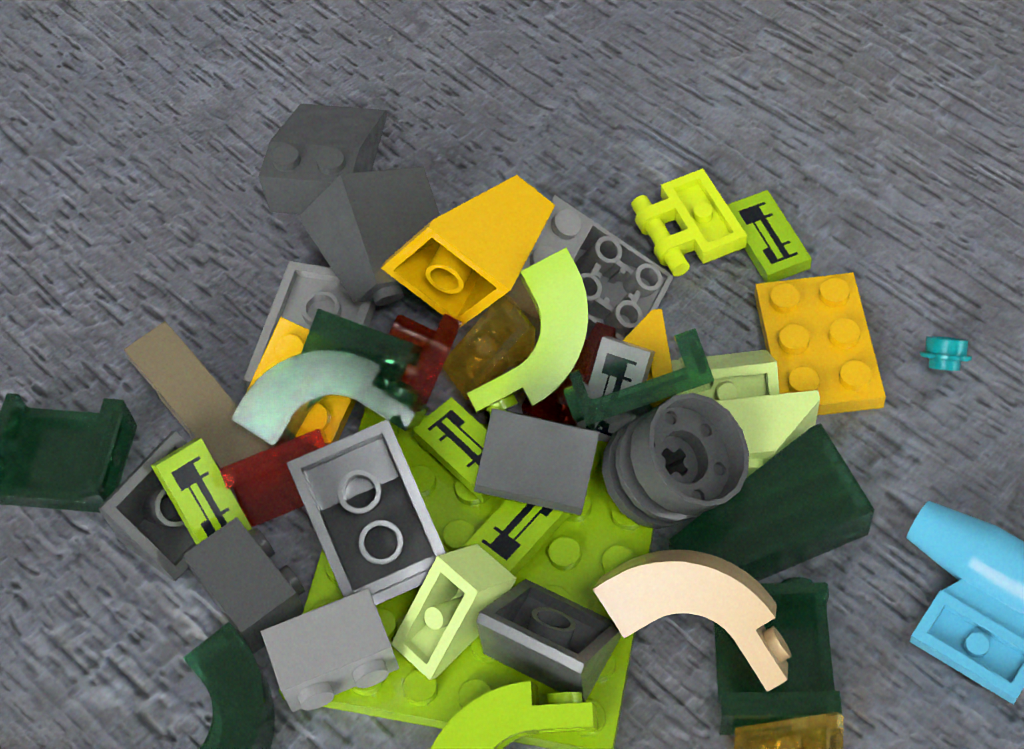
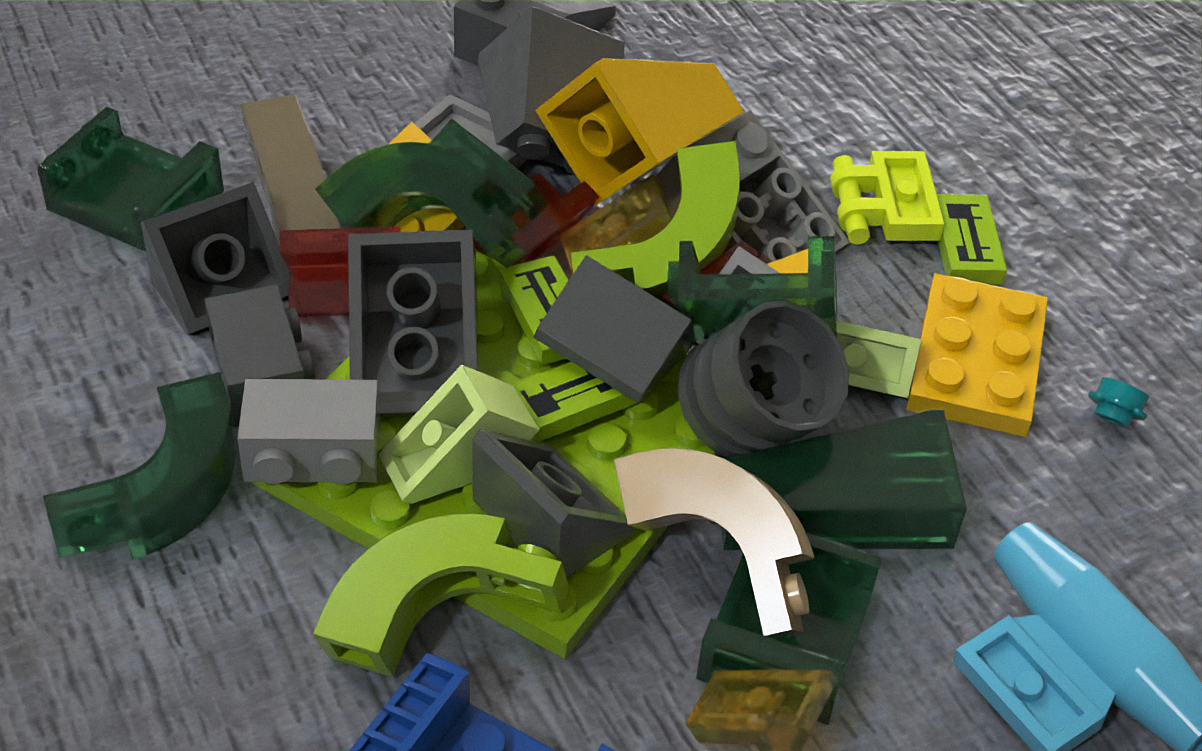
camera: 10 degrees right, 10 degrees down
(198, 490) = (250, 244): lime tile -> none
(772, 422) = (887, 392): yellowish green slope -> none

